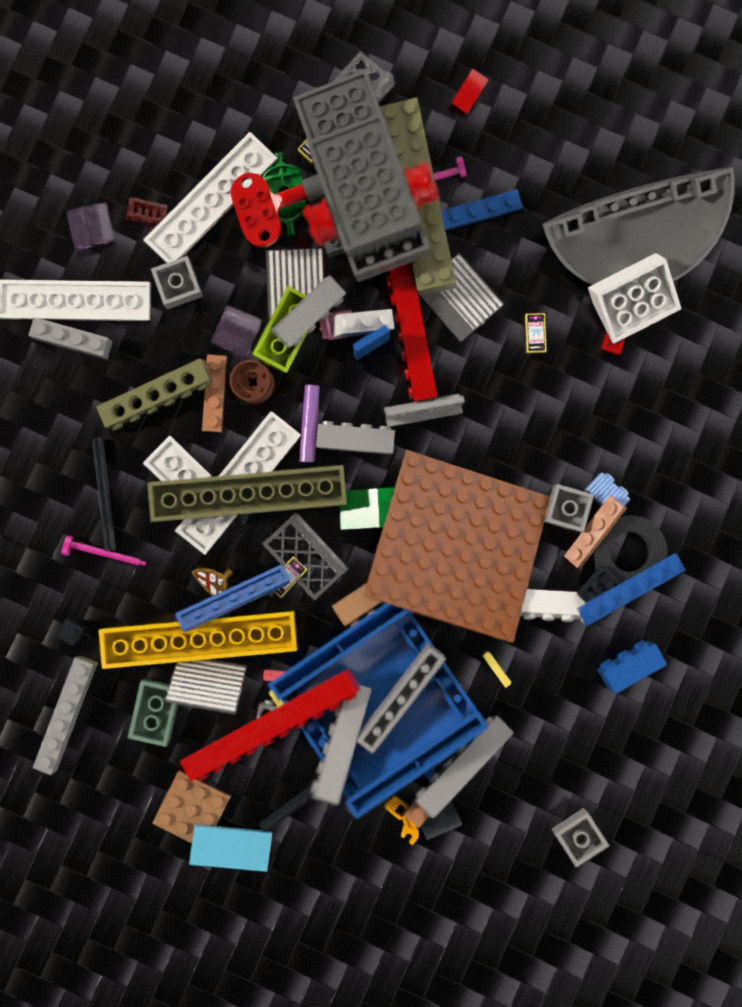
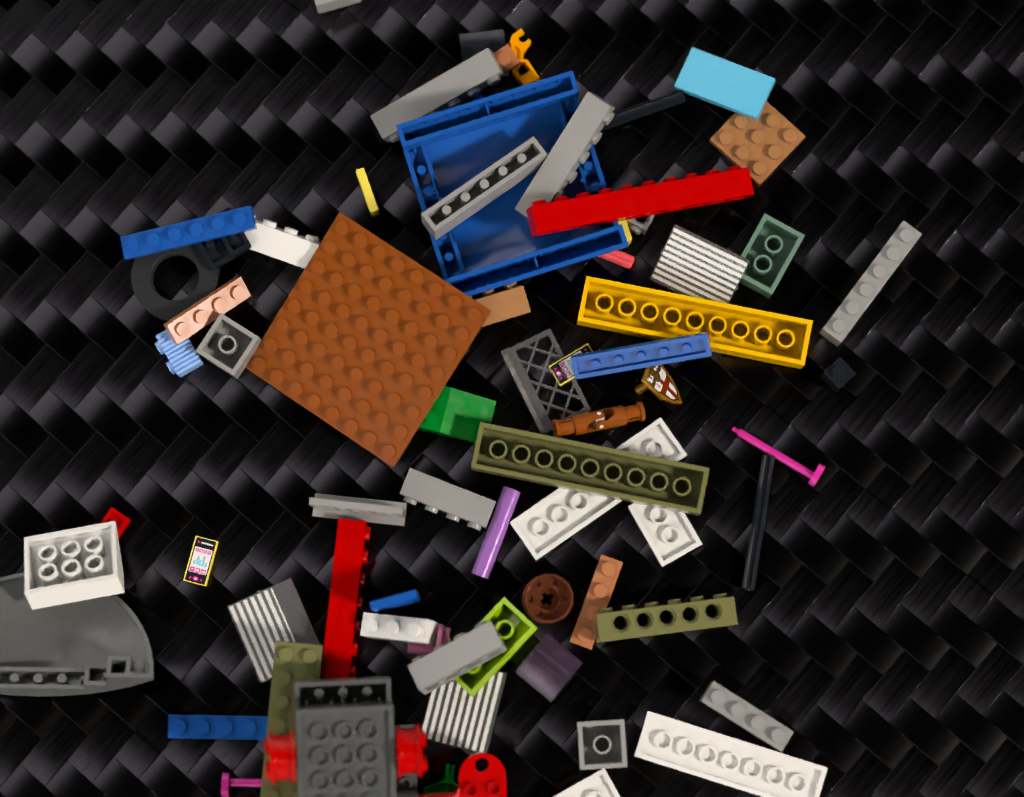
camera: 160 degrees left, 5 degrees down
(255, 535) = (615, 416): none -> dark orange piece
(631, 666) = (215, 149): blue brick -> none

